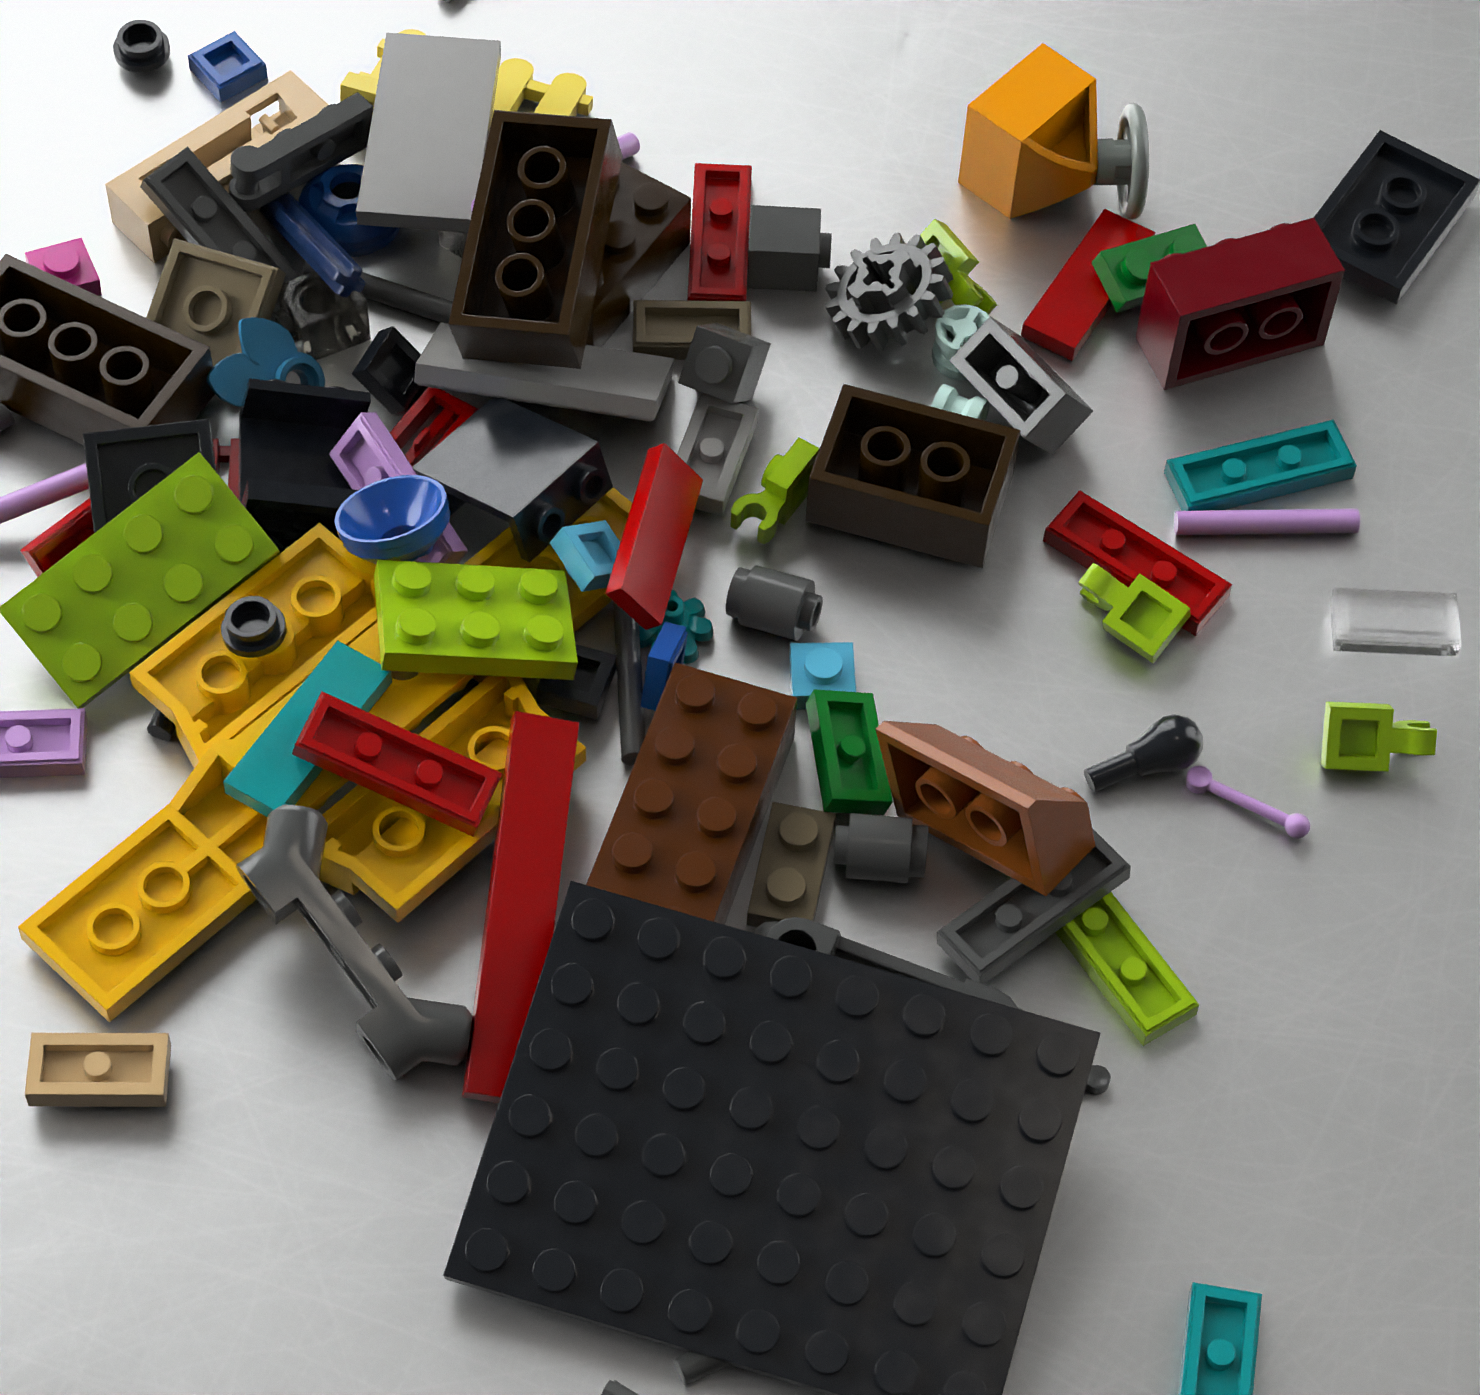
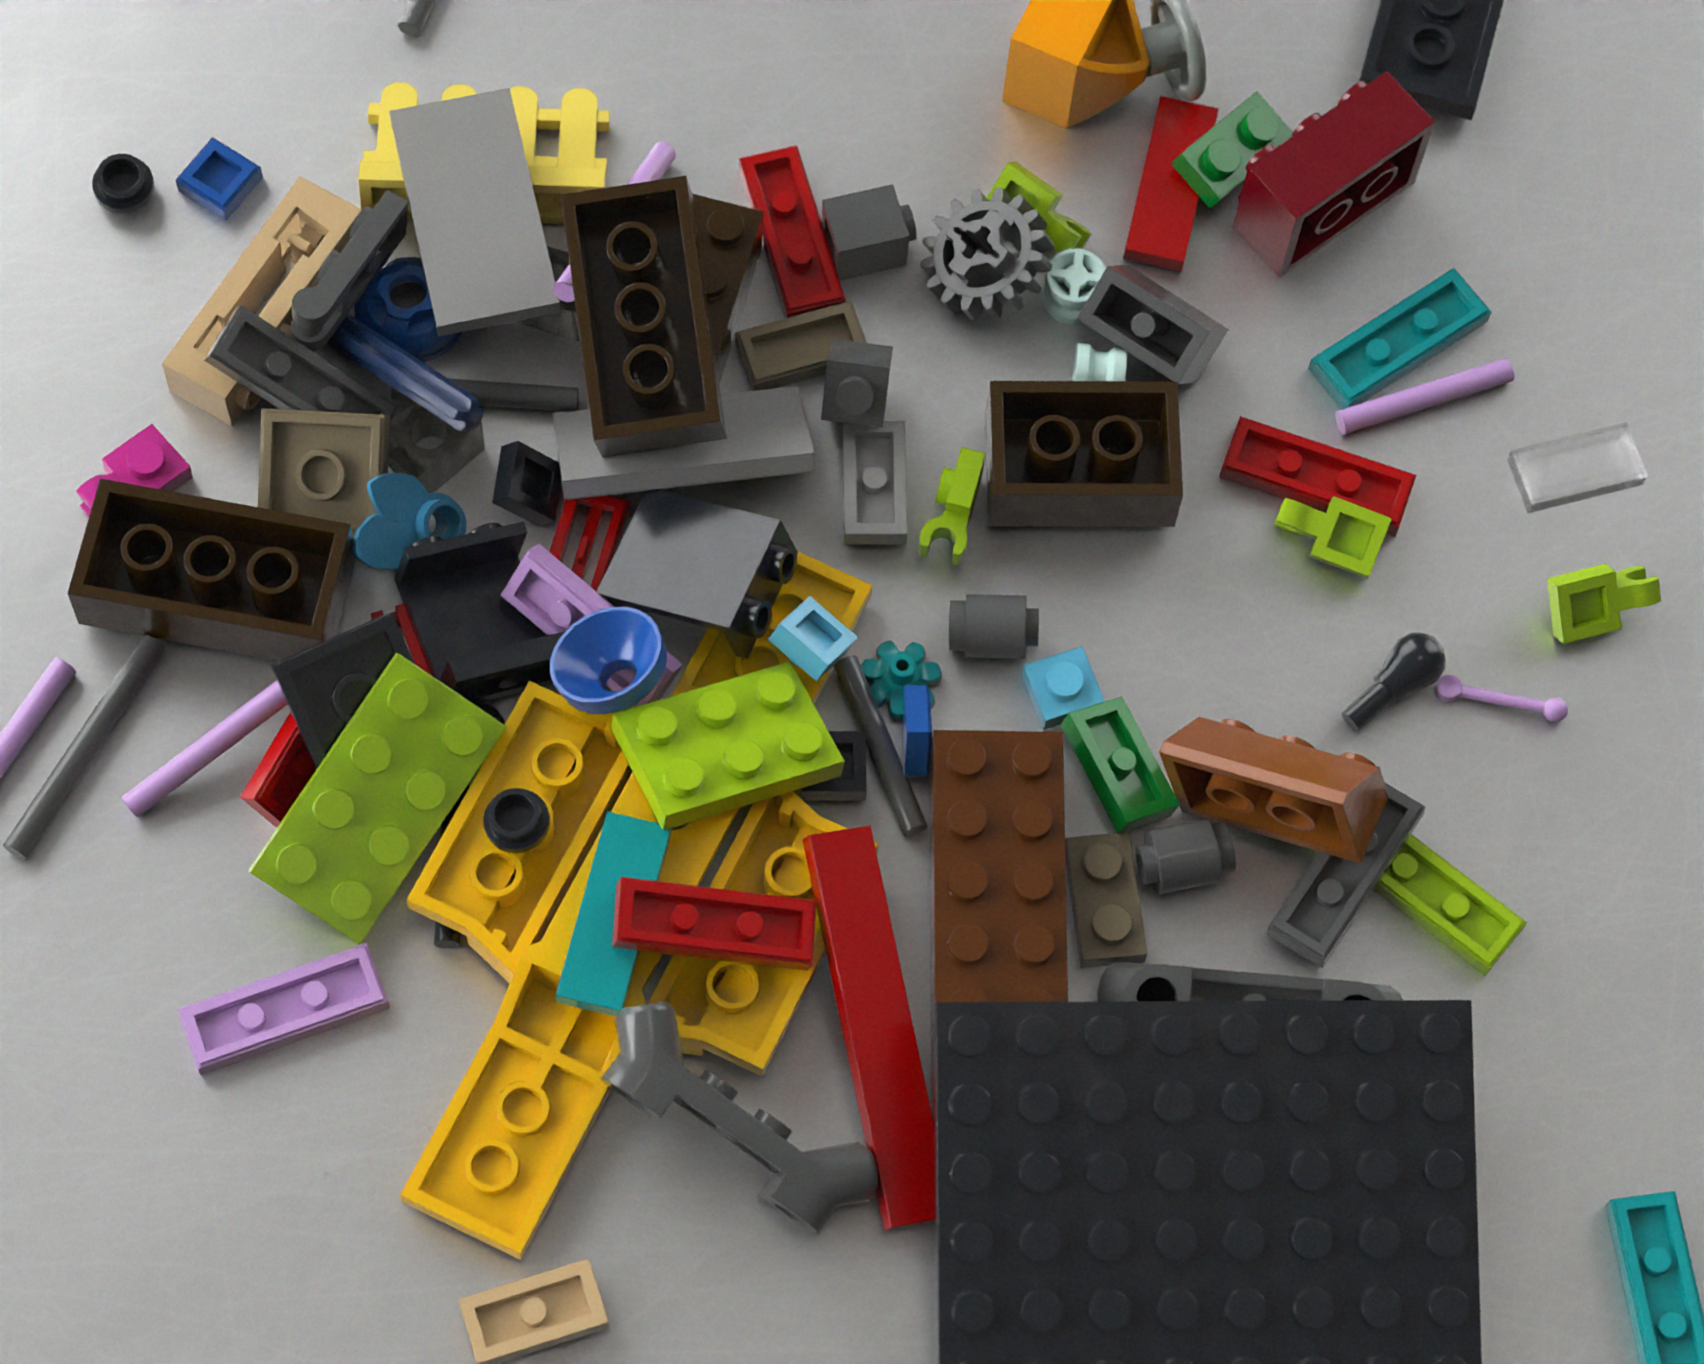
camera: 20 degrees left, 10 degrees up
(654, 536) = (864, 599): red tile -> none

